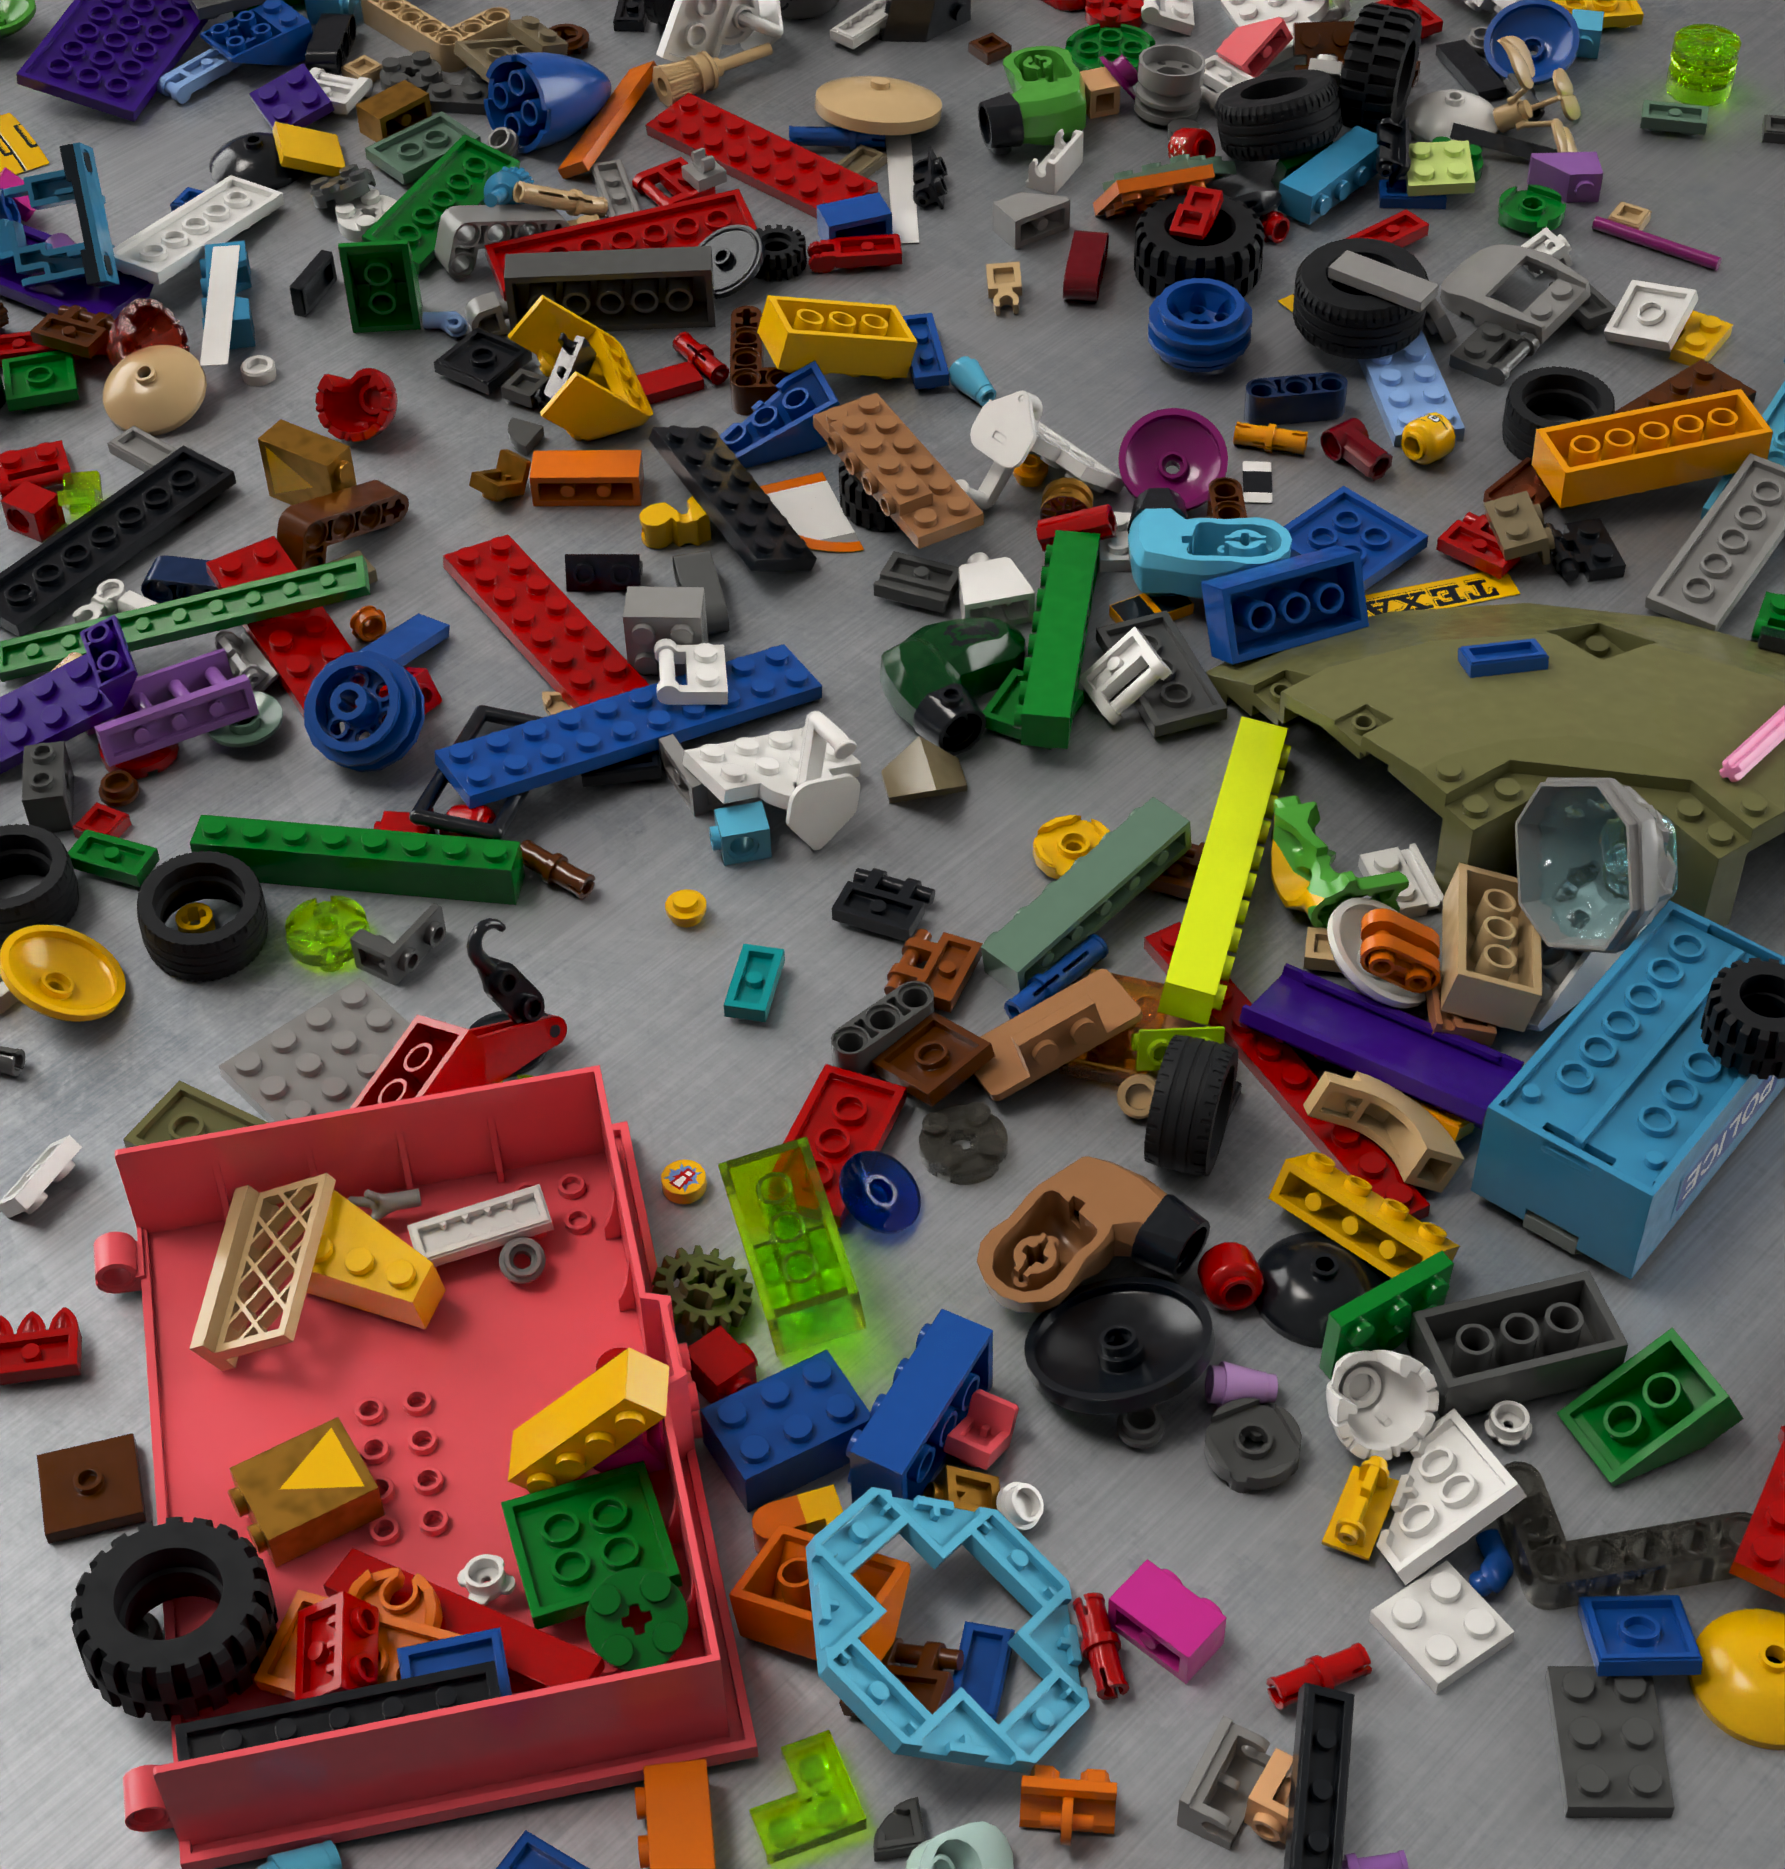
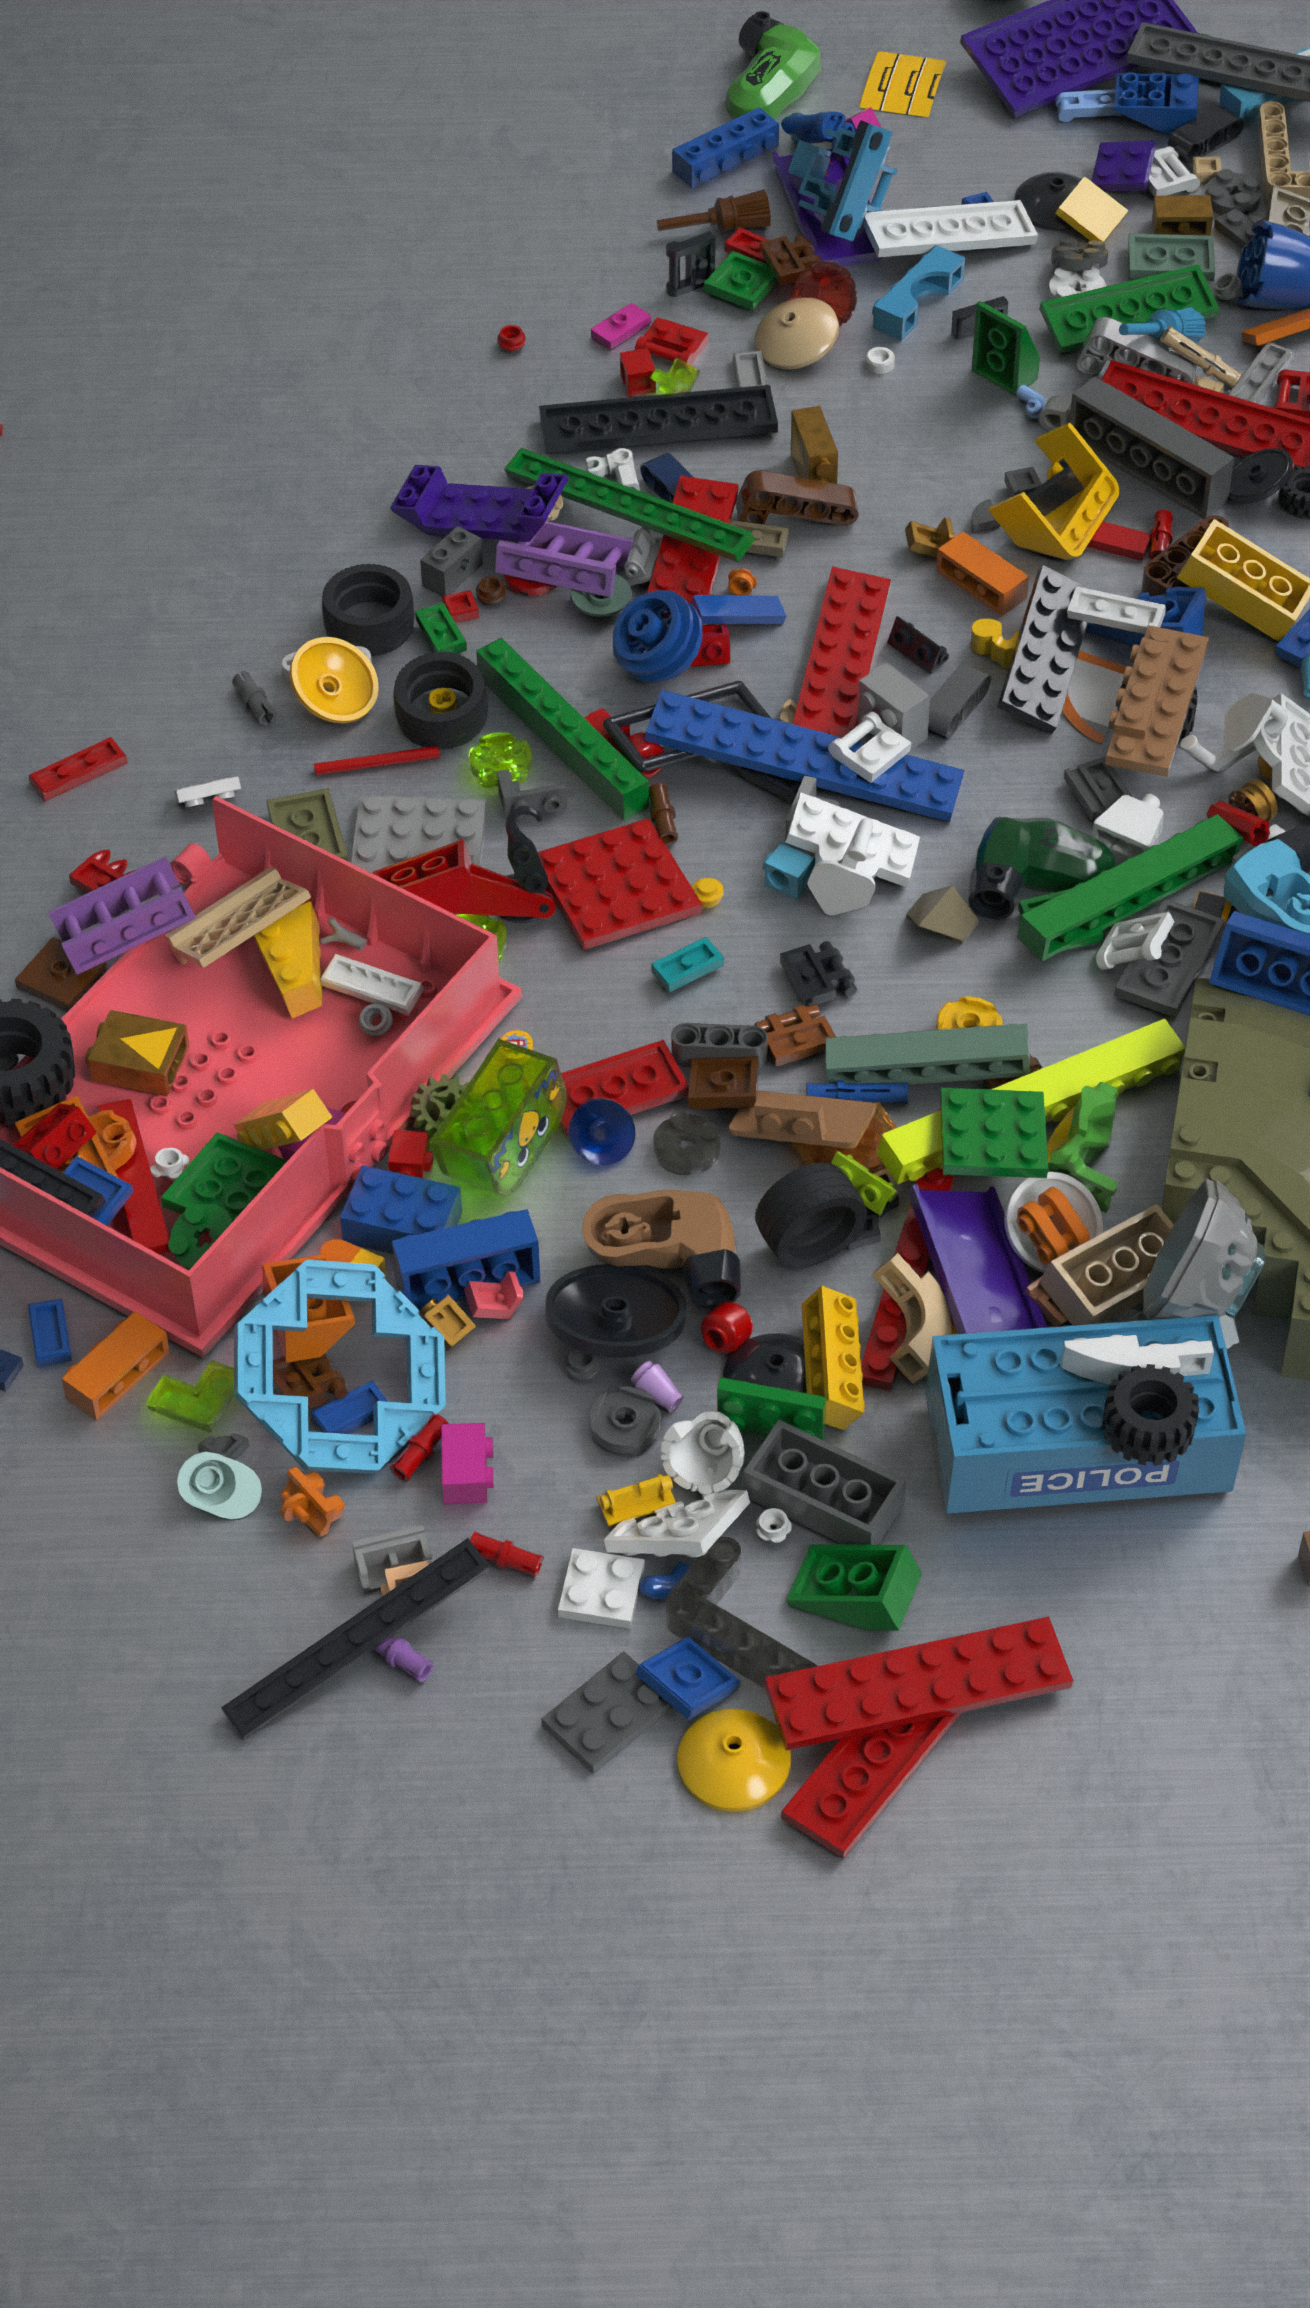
camera: 45 degrees right, 5 degrees up
(138, 1385) = (128, 929): none -> medium lavender fence
(190, 1024) = (376, 760): none -> red bar
(220, 306) = (895, 297): white sticker -> none
(356, 406) = (899, 426): red hair -> none
(482, 361) = (1015, 445): black plate -> none
(597, 959) = (618, 884): none -> red plate
(764, 424) = (1115, 610): none -> white plate
(1020, 1505) = (467, 1348): white plate -> none
(1255, 906) = (993, 1133): none -> green plate
(1423, 890) = (1136, 1192): white plate -> none
(1677, 989) = (1107, 1357): none -> white slope

